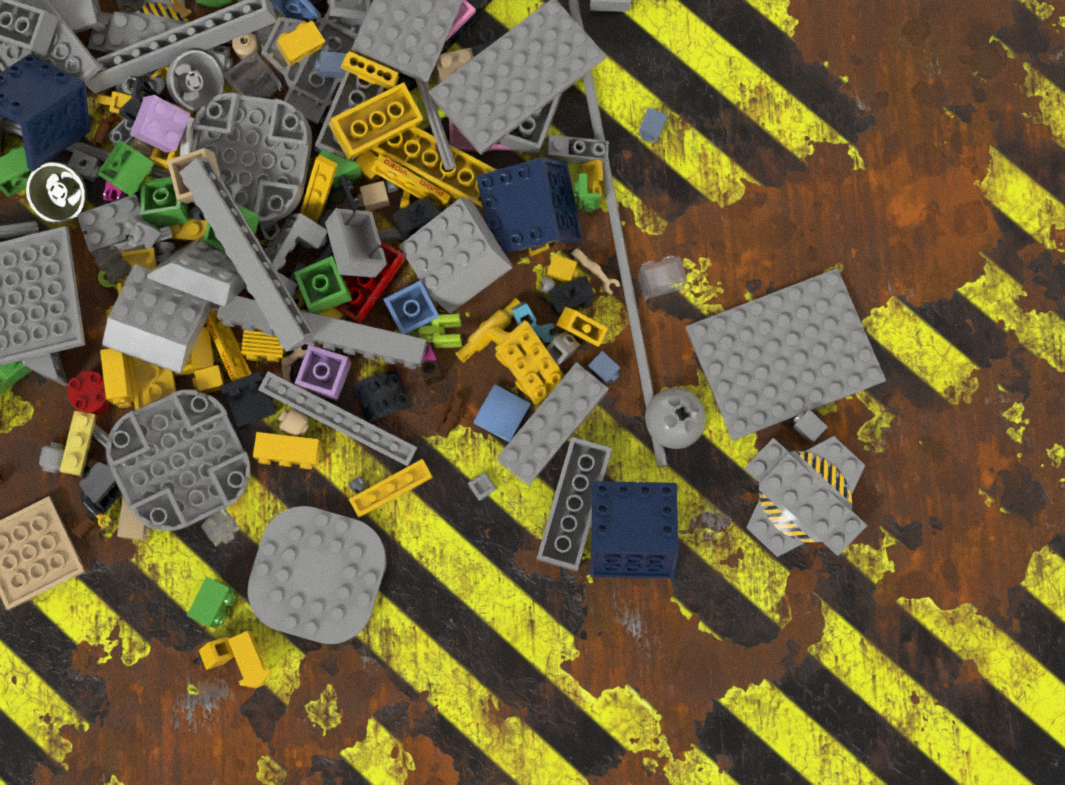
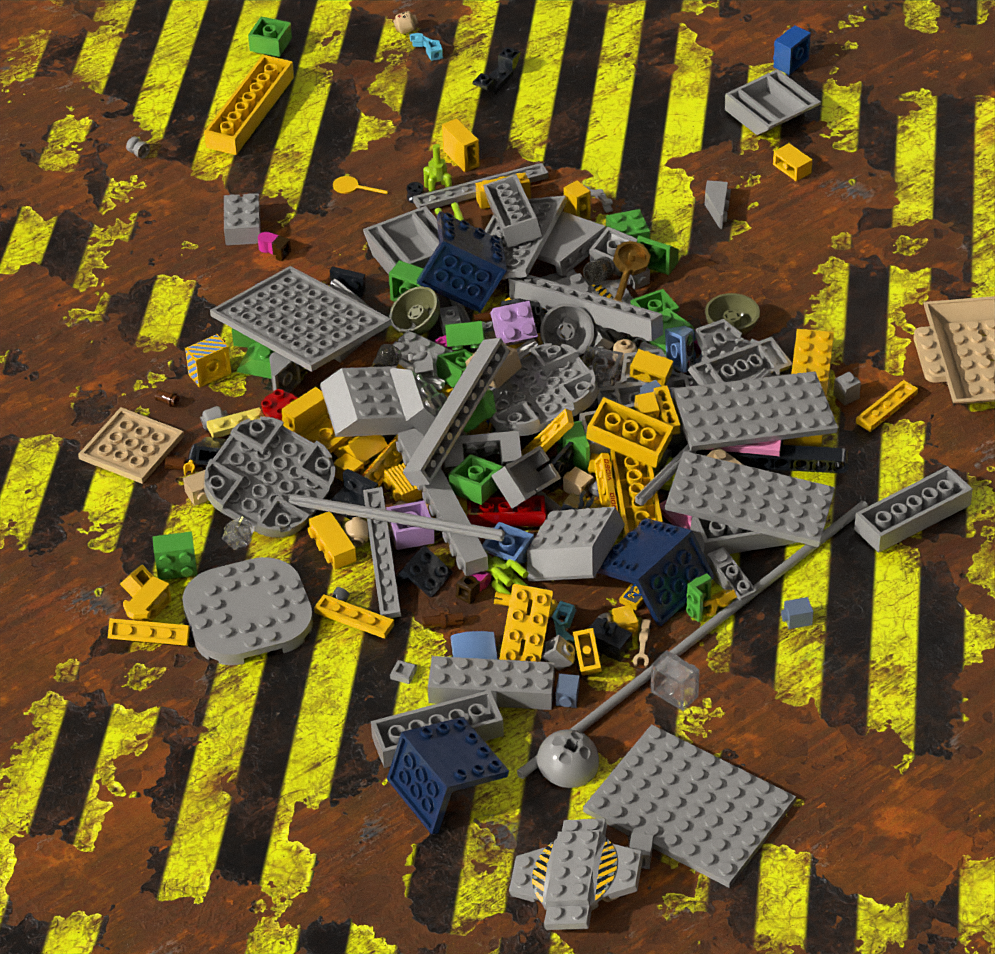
camera: 55 degrees right, 35 degrees down
(282, 677) = (148, 632): none -> yellow plate
(320, 386) = (397, 517): none -> light grey axle
(358, 86) = (647, 404): none -> yellow brick

